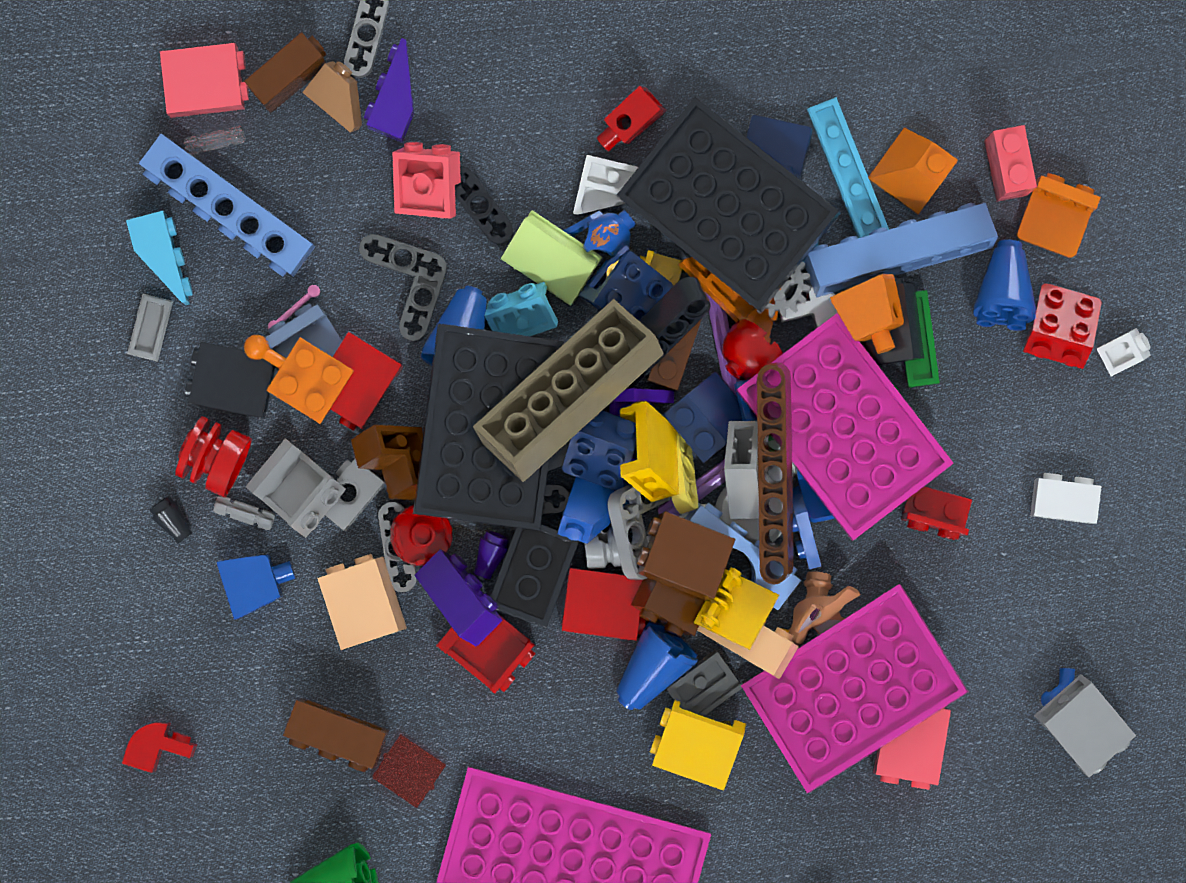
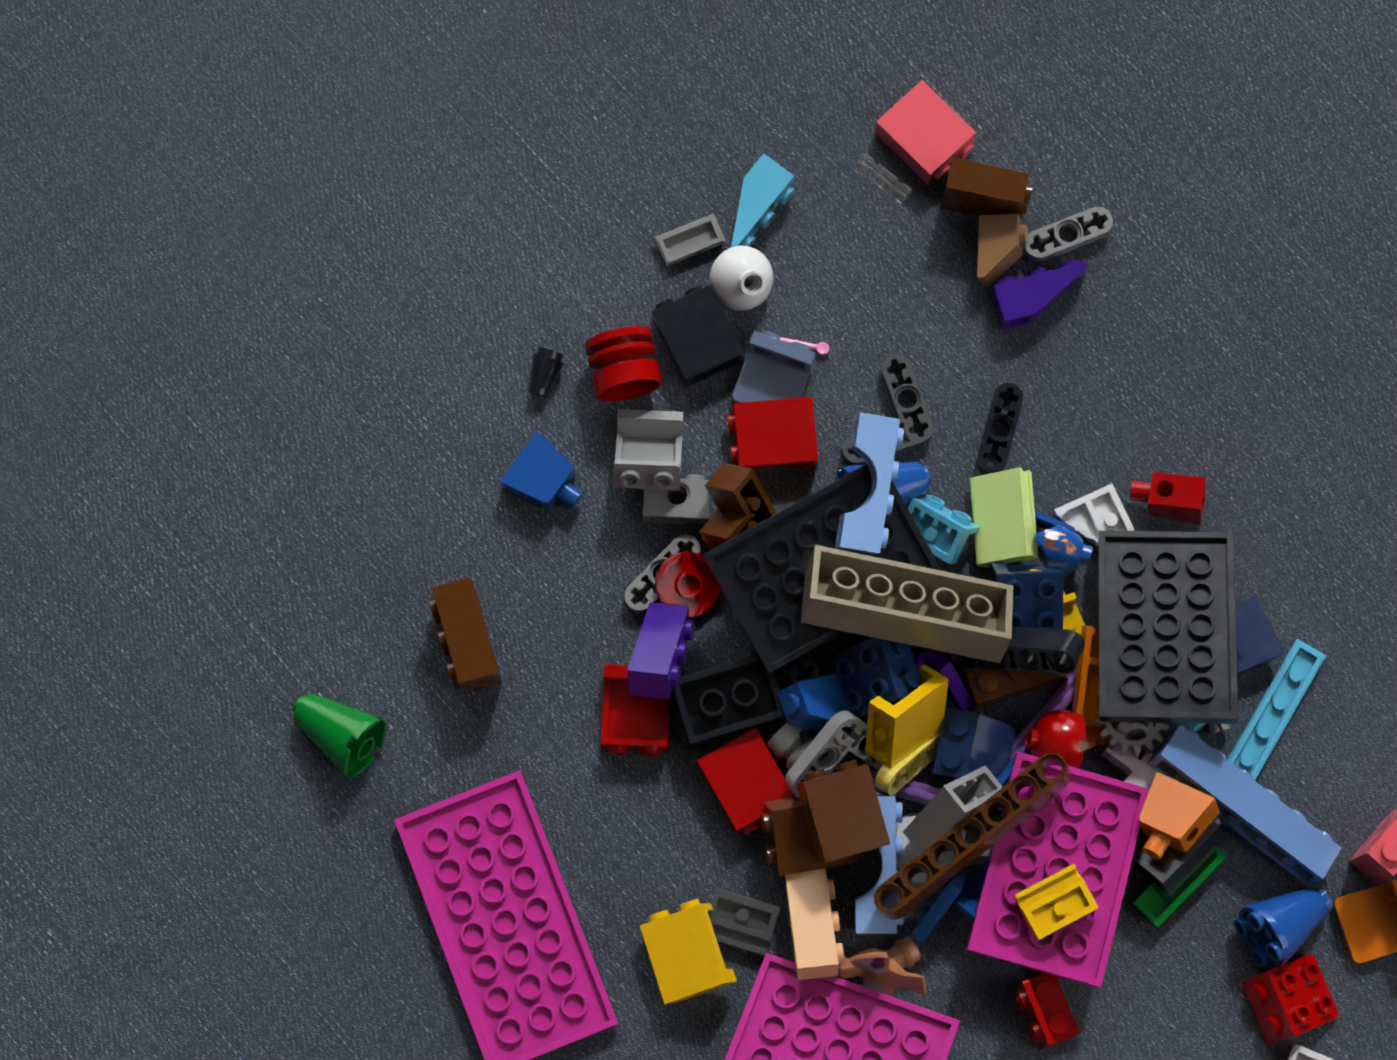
camera: 50 degrees right, 10 degrees down
(149, 742) = (342, 490): red brick -> none
(166, 153) = (841, 147): medium blue brick -> none
(202, 312) = (730, 272): none -> white piece
(244, 512) = (595, 426): light grey axle -> none
(305, 379) = (746, 390): orange plate -> none
(361, 601) = (594, 576): light nougat brick -> none
(408, 771) = (479, 724): clear red piece -> none
(425, 180) = (986, 367): coral plate -> none
(484, 376) = (875, 441): none -> light blue arch
(490, 553) = (715, 653): dark purple cone -> none
(654, 666) = (726, 863): blue cone -> none
(737, 609) = (830, 894): yellow hinge -> none
(869, 449) = (1055, 902): none -> yellow plate
(912, 170) = (1318, 768): orange slope -> none

